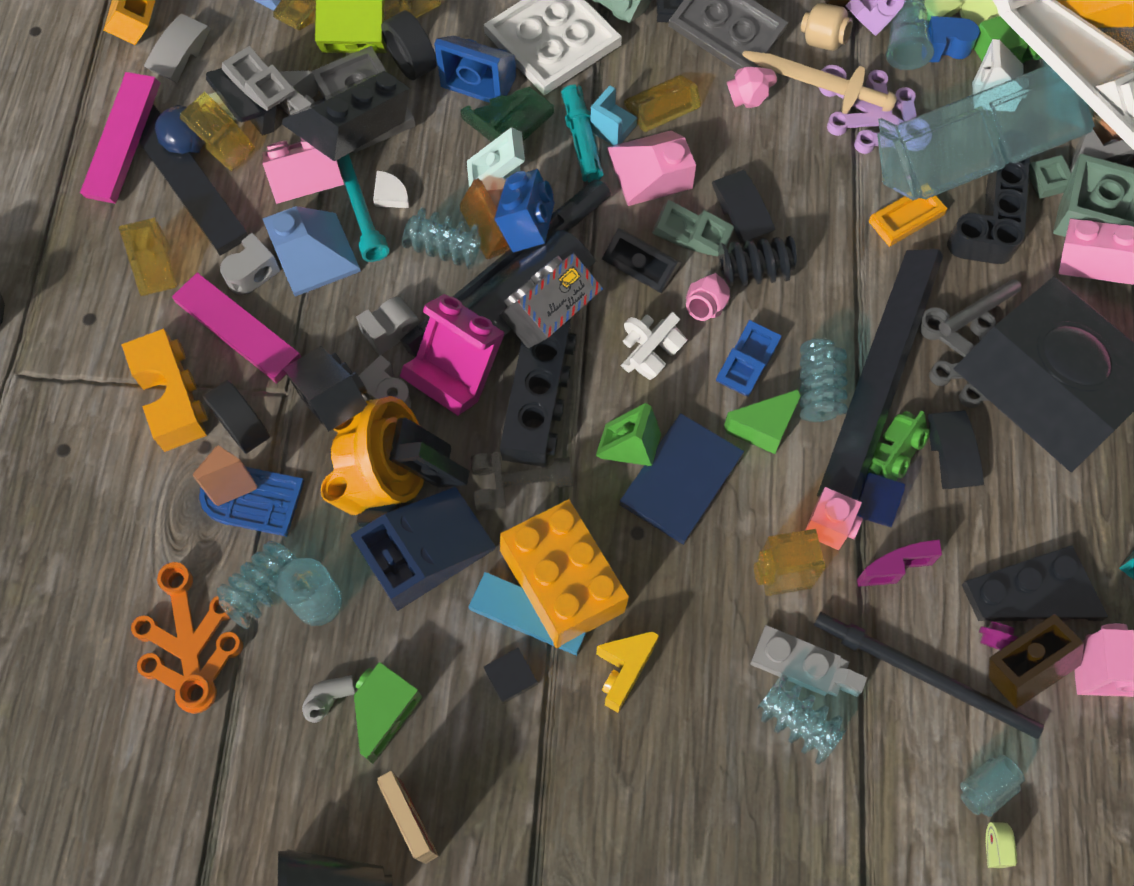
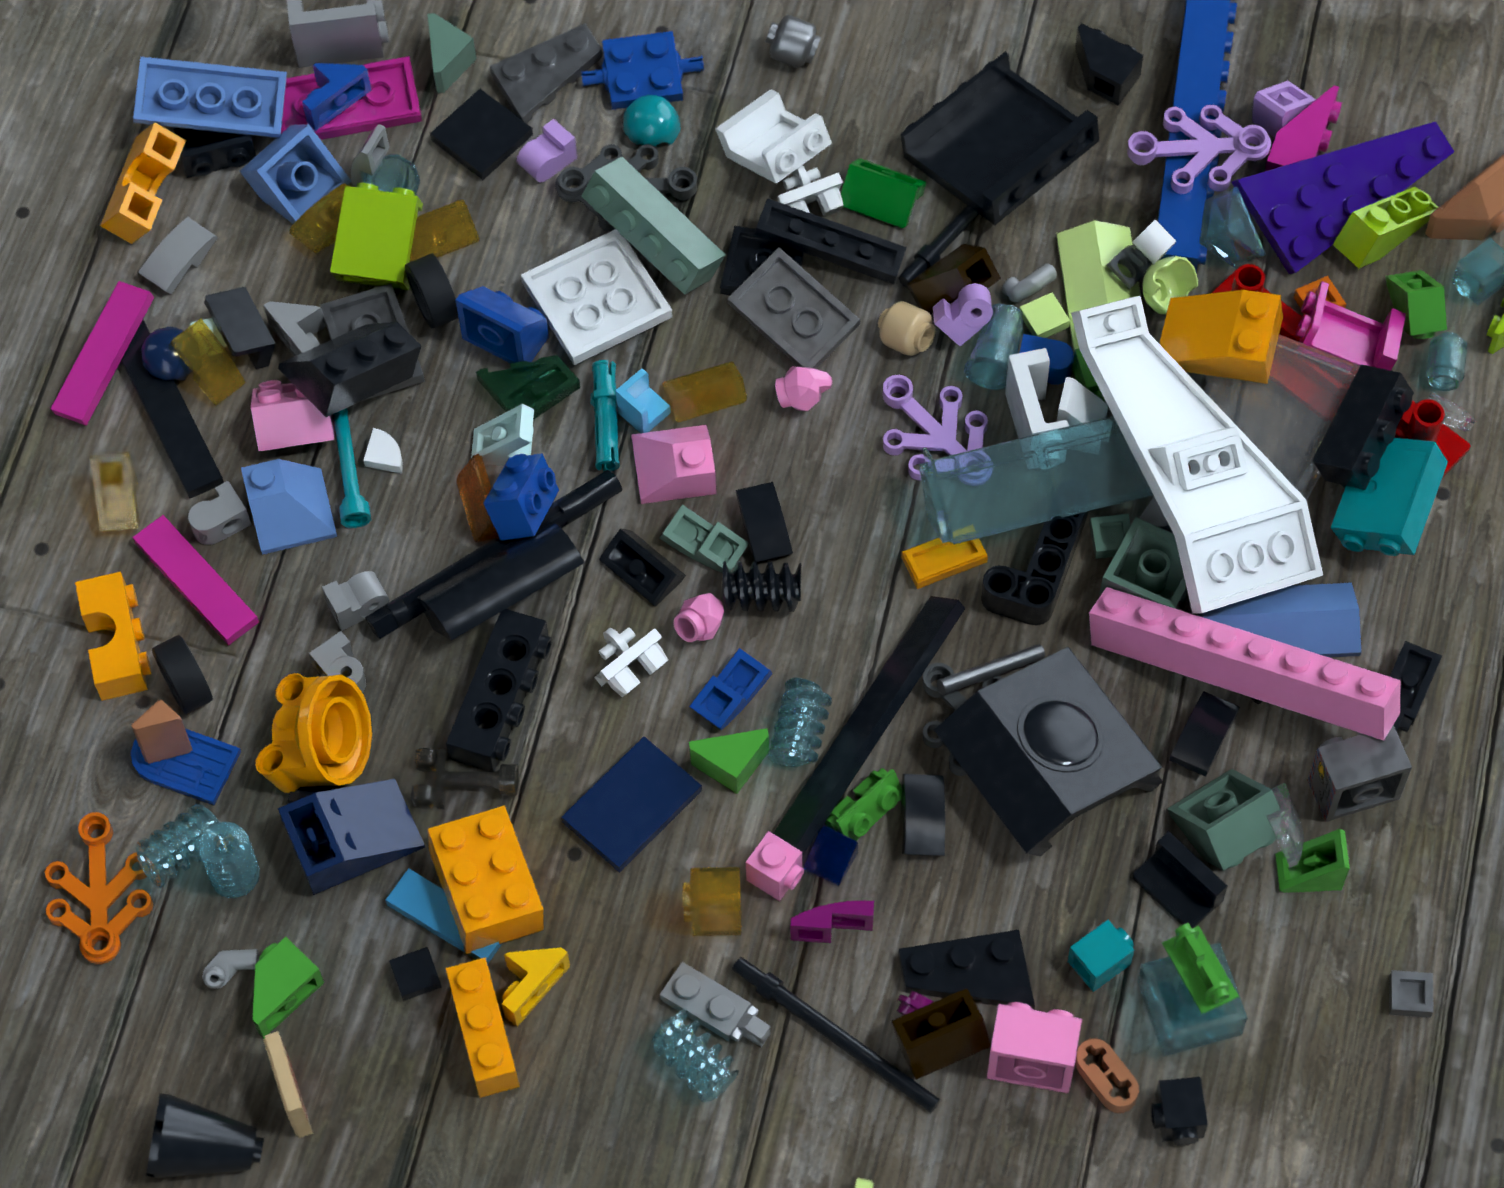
camera: 10 degrees right, 5 degrees down
(256, 79) = (259, 311): light grey slope -> none
(327, 387) = (279, 656): black brick -> none
(425, 455) = (368, 741): black panel -> none
(442, 238) = (429, 514): clear light blue piece -> none
(453, 354) = (415, 642): dark pink panel -> none
(556, 296) = (514, 604): flat silver brick -> none
(589, 723) = (482, 1027): none -> light orange brick
(631, 437) = (586, 754): bright green slope -> none
(850, 89) = (912, 406): tan sword -> none
(950, 68) = (1024, 387): none -> white panel
(991, 786) = (868, 1146): clear light blue brick -> none

